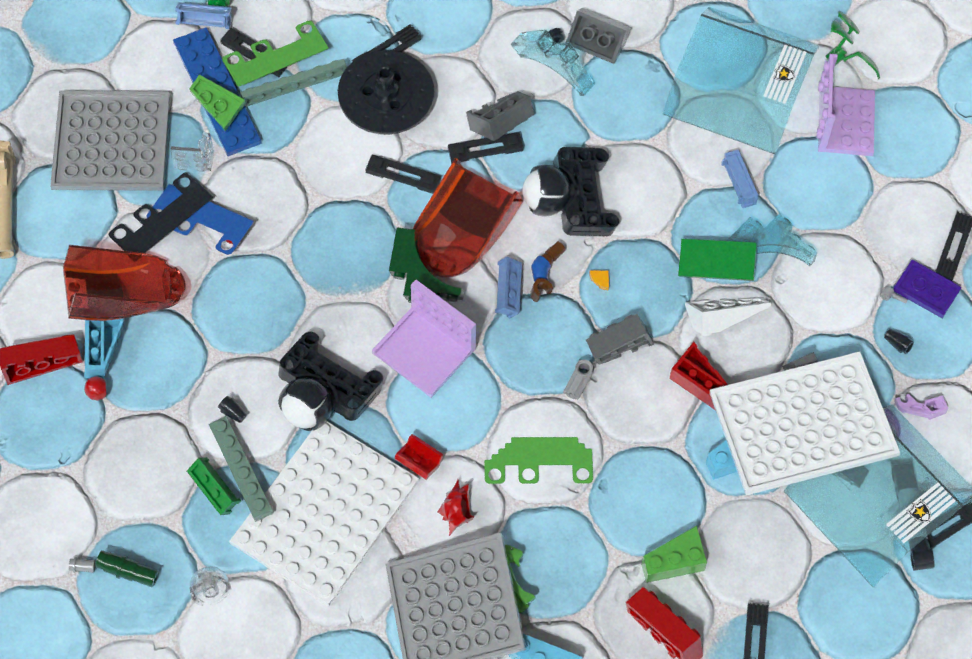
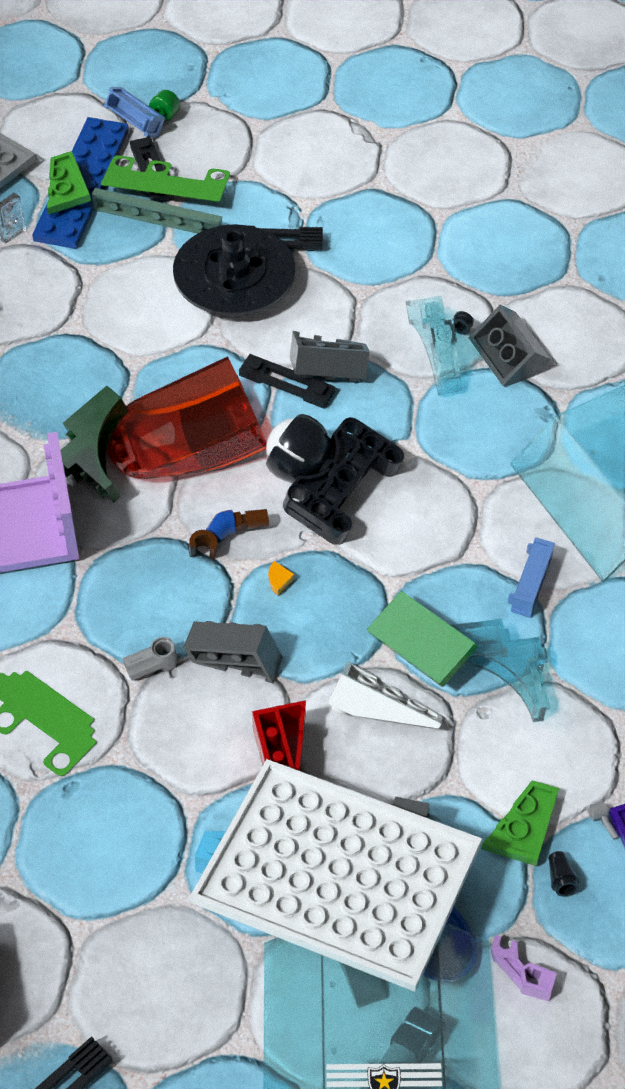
camera: 40 degrees right, 10 degrees down
(378, 165) = (160, 333): black container -> none
(509, 287) = (171, 520): medium blue container -> none
(675, 558) = (61, 920): bright green wedge -> none
(858, 327) = (525, 825): none -> bright green wing

